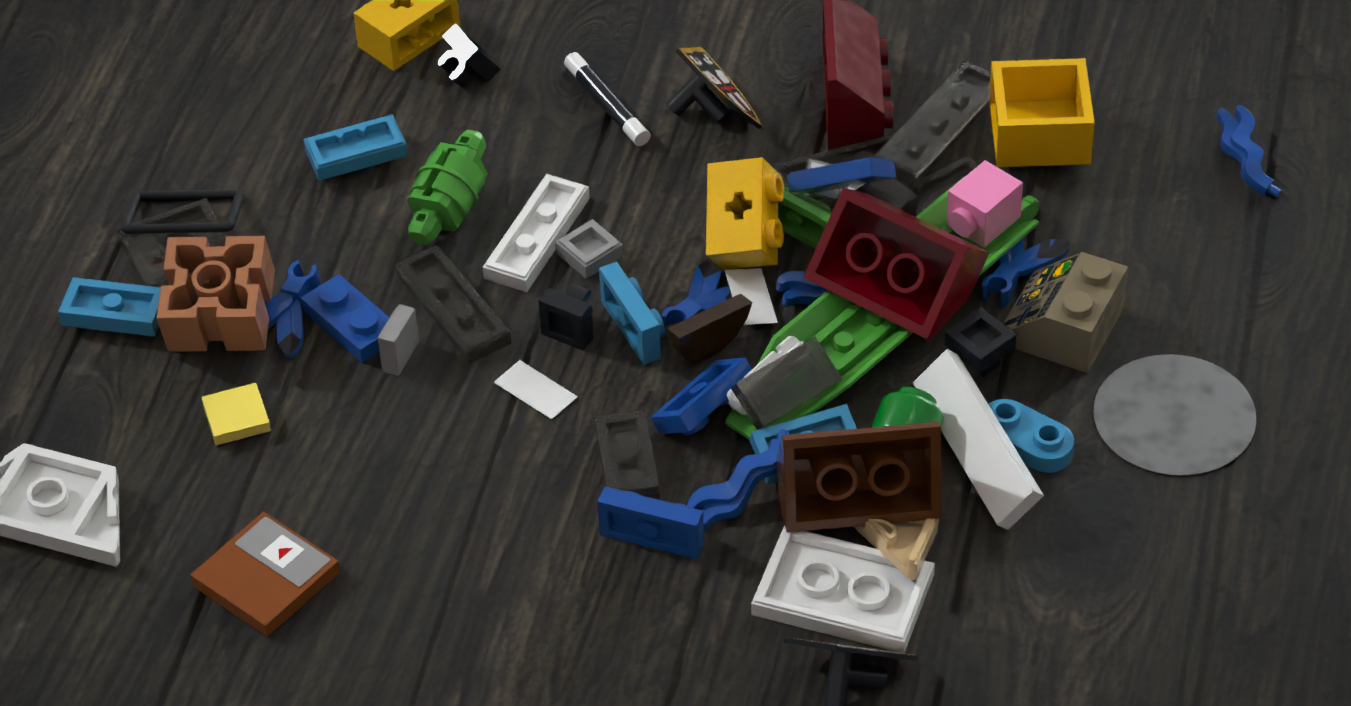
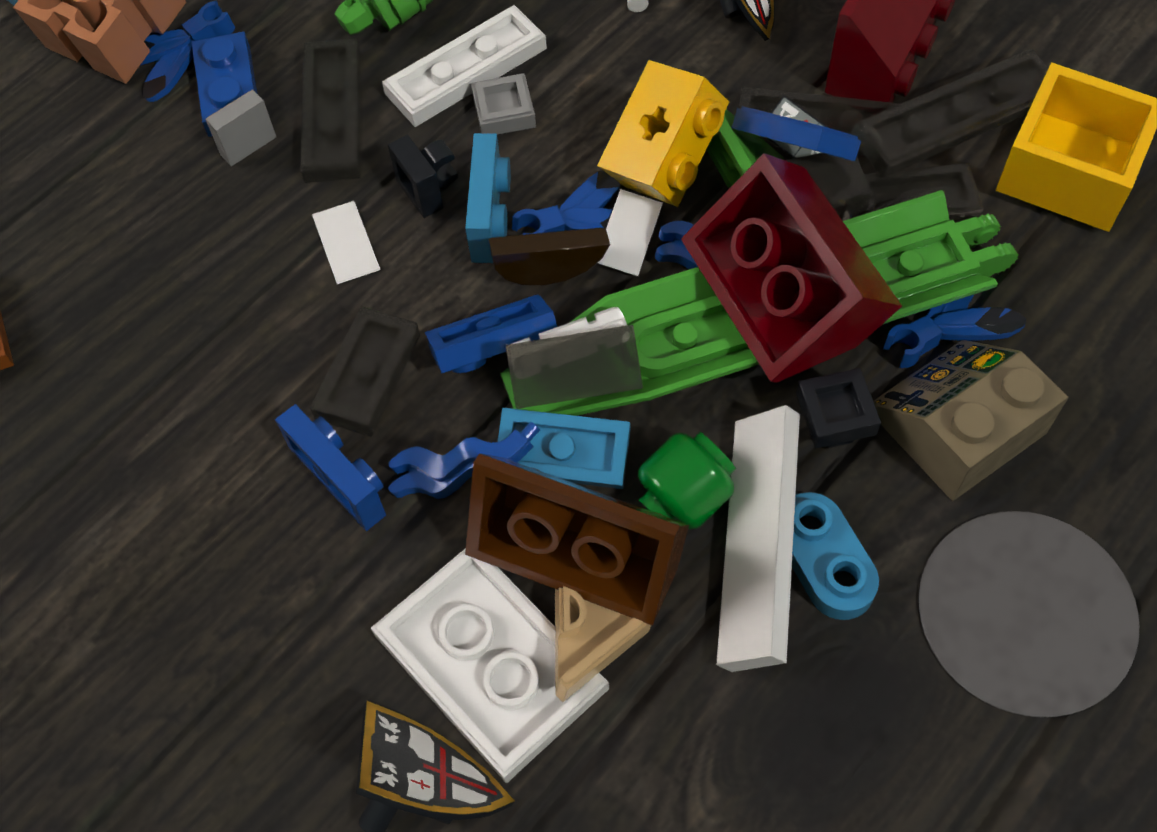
camera: 30 degrees right, 15 degrees up
(236, 414) = (50, 141): light yellow piece -> none
(984, 204) = (940, 236): bright pink brick -> none

